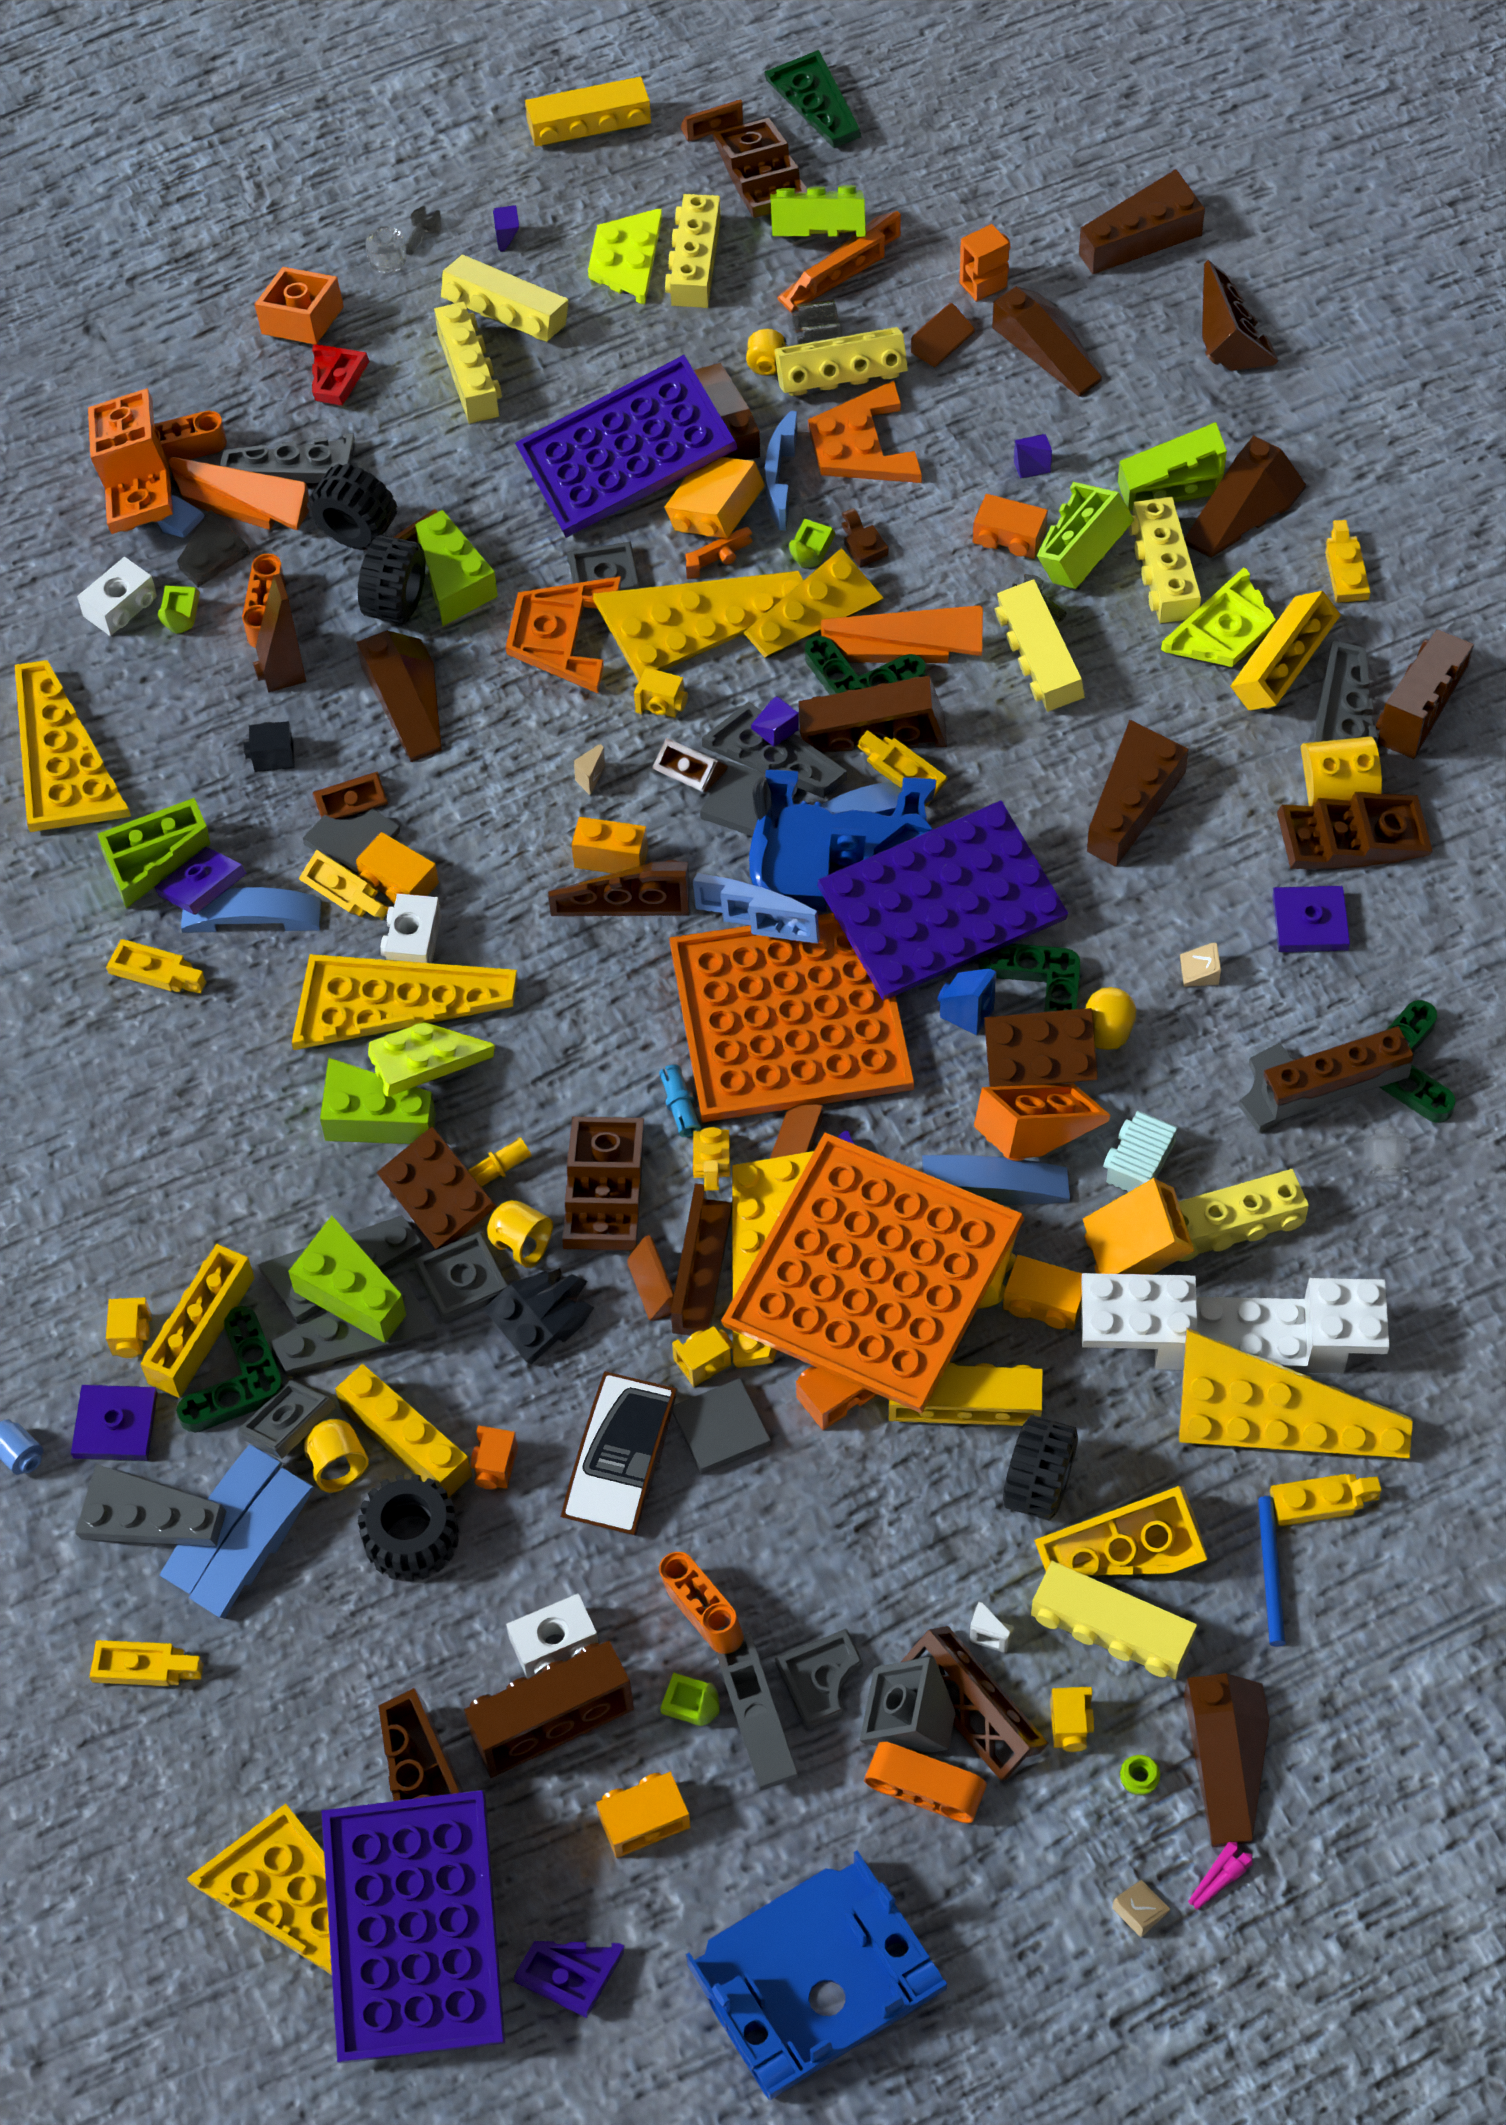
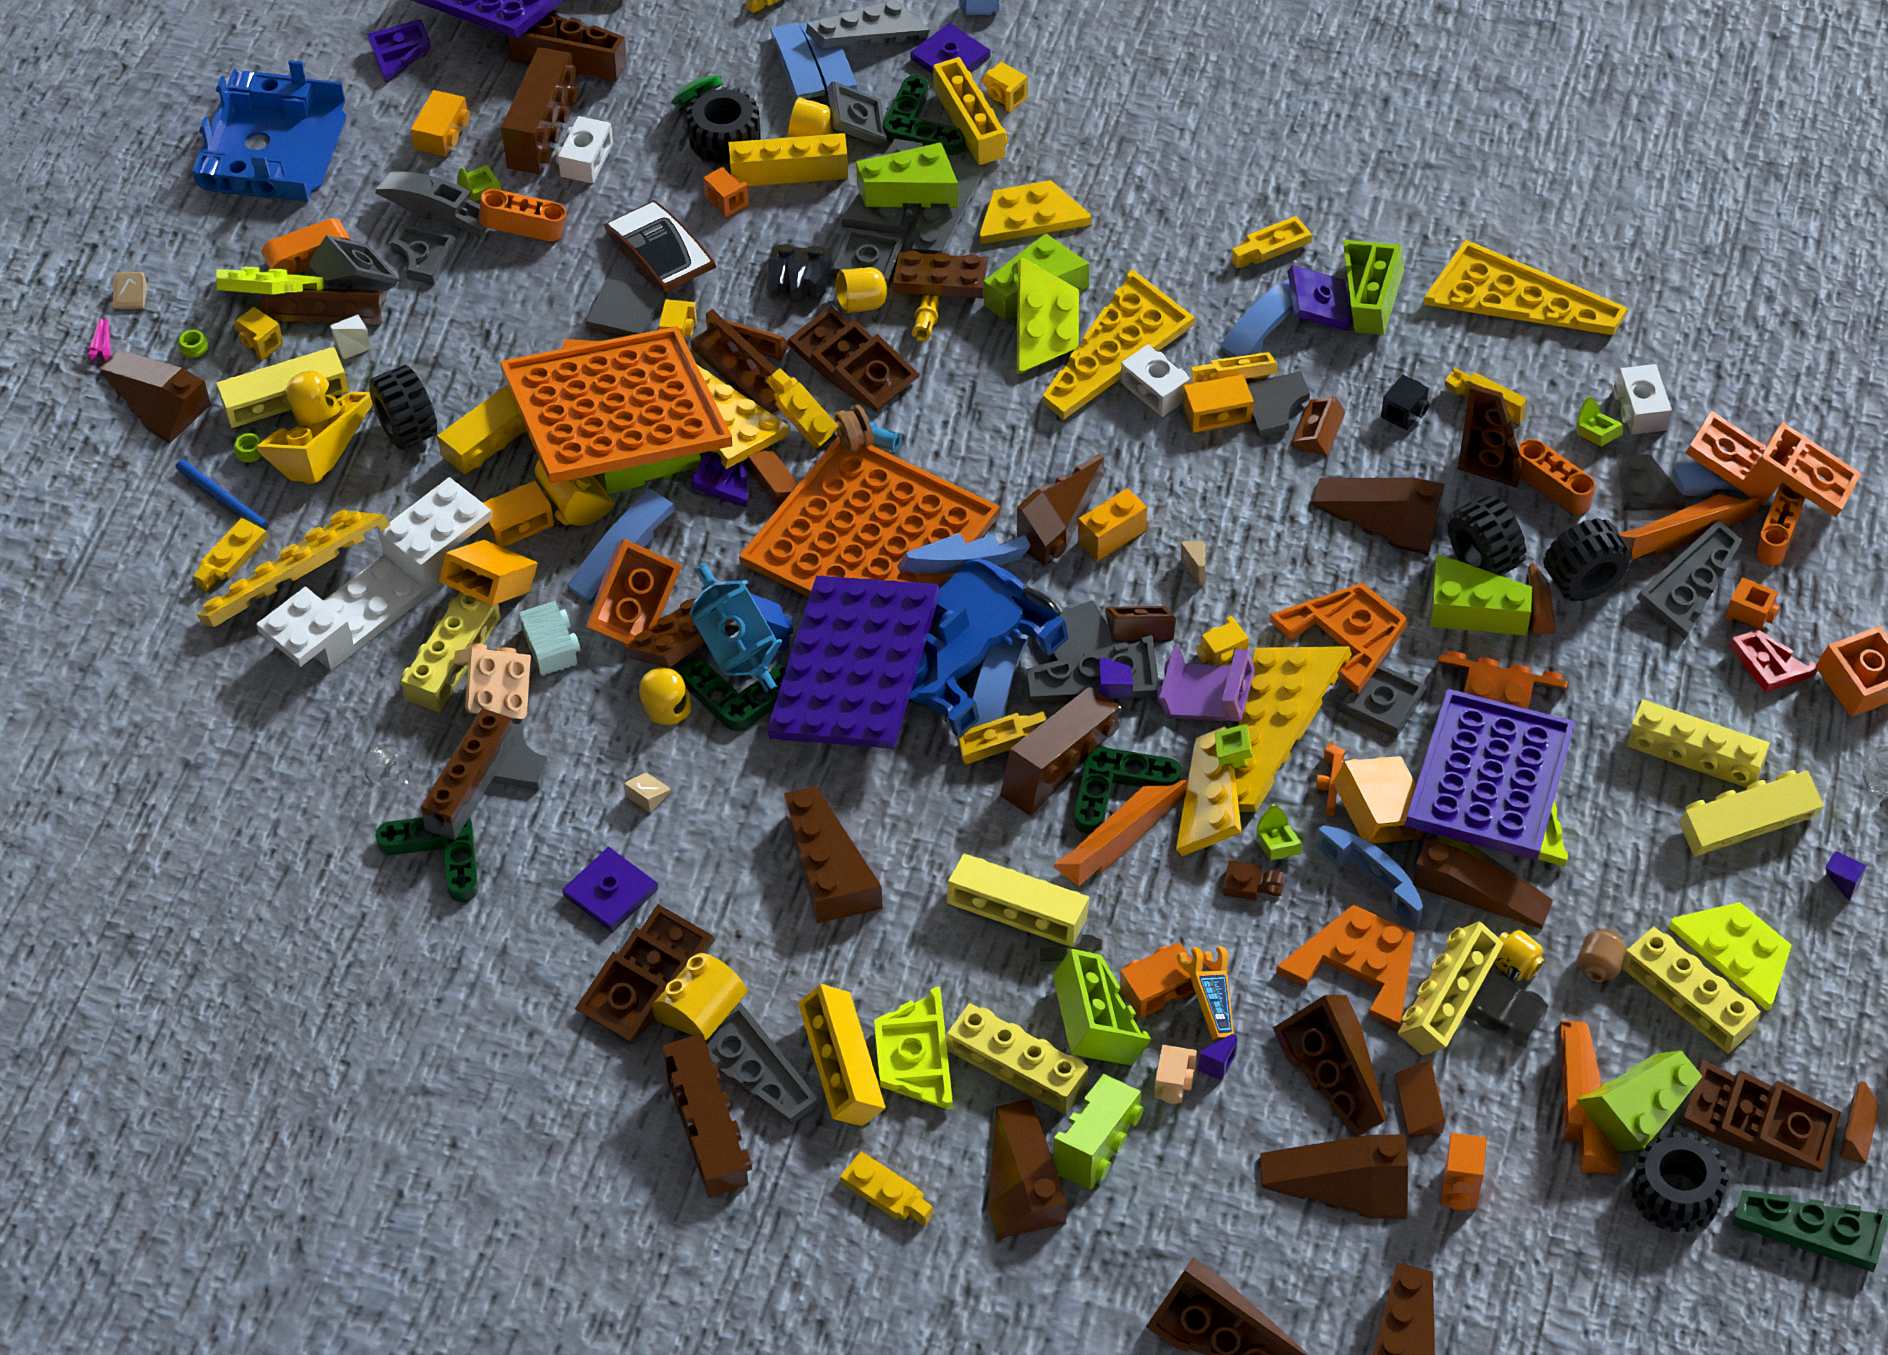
camera: 130 degrees right, 5 degrees down
(210, 702) = (1460, 383): none -> yellow hinge
(281, 1190) = (1030, 212): none -> yellow wing
(289, 410) = (1753, 604): none -> orange brick
(383, 1590) = (693, 89): none -> green dish
(517, 509) = (1499, 683): none -> orange bracket
(704, 1083) = (854, 428): none -> medium nougat wheel
(714, 669) = (1206, 690): none -> medium lavender panel
(719, 306) = (1602, 955): none -> medium nougat head
(767, 597) = (1234, 746): none -> lime tile
(866, 161) = (1686, 1158): none -> black tyre
(961, 397) = (1333, 1055): none -> reddish brown wedge
(992, 487) = (1211, 988): none -> light orange flag
(1011, 984) = (755, 643): none -> dark azure plate
(1022, 1762) = (272, 282): none -> neon yellow wing
(1076, 465) = (1174, 1073): none -> light nougat brick
(1110, 1557) = (308, 398): none -> yellow helmet
(1201, 1585) = (245, 448): none -> lime plate
(1222, 1145) = (496, 680): none -> light nougat bracket

